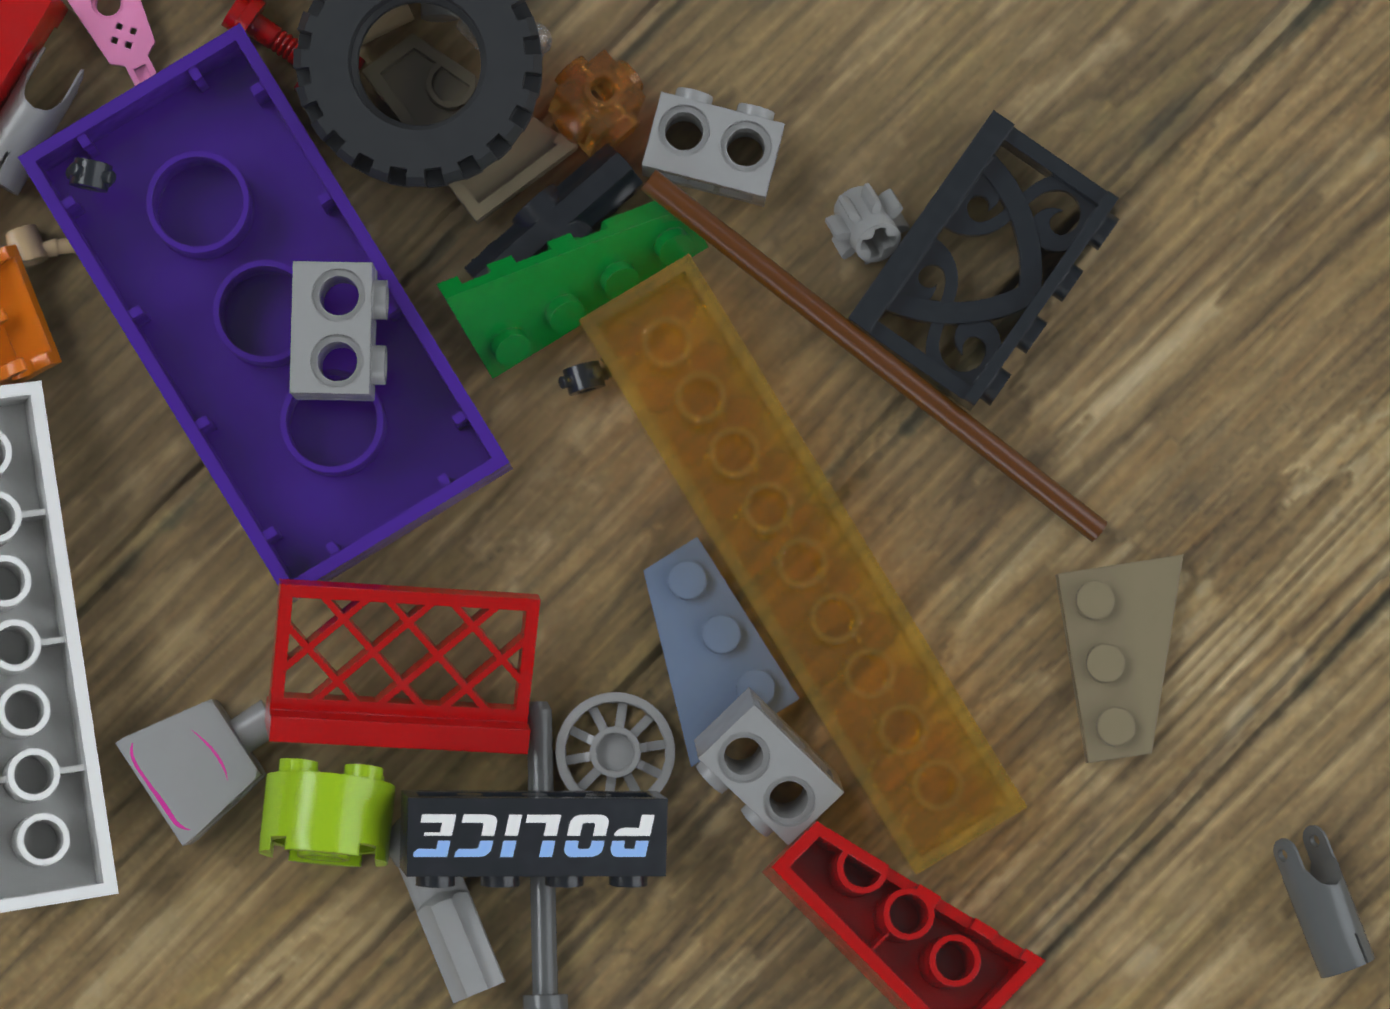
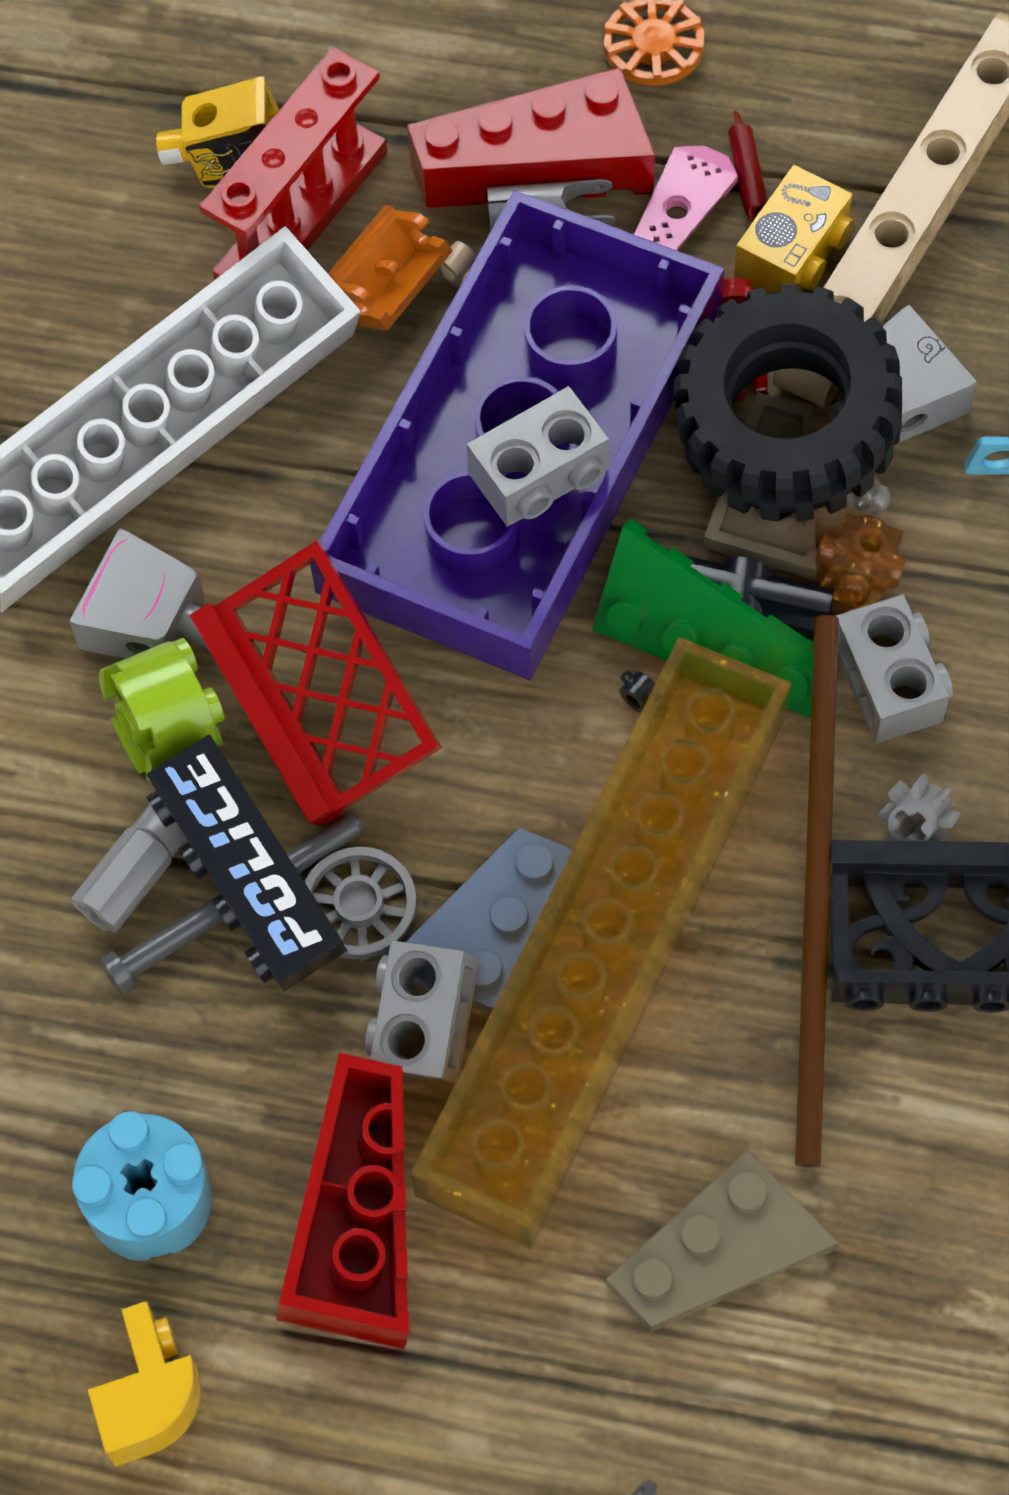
camera: 65 degrees right, 20 degrees down
(90, 175) = (535, 235): black piece -> none

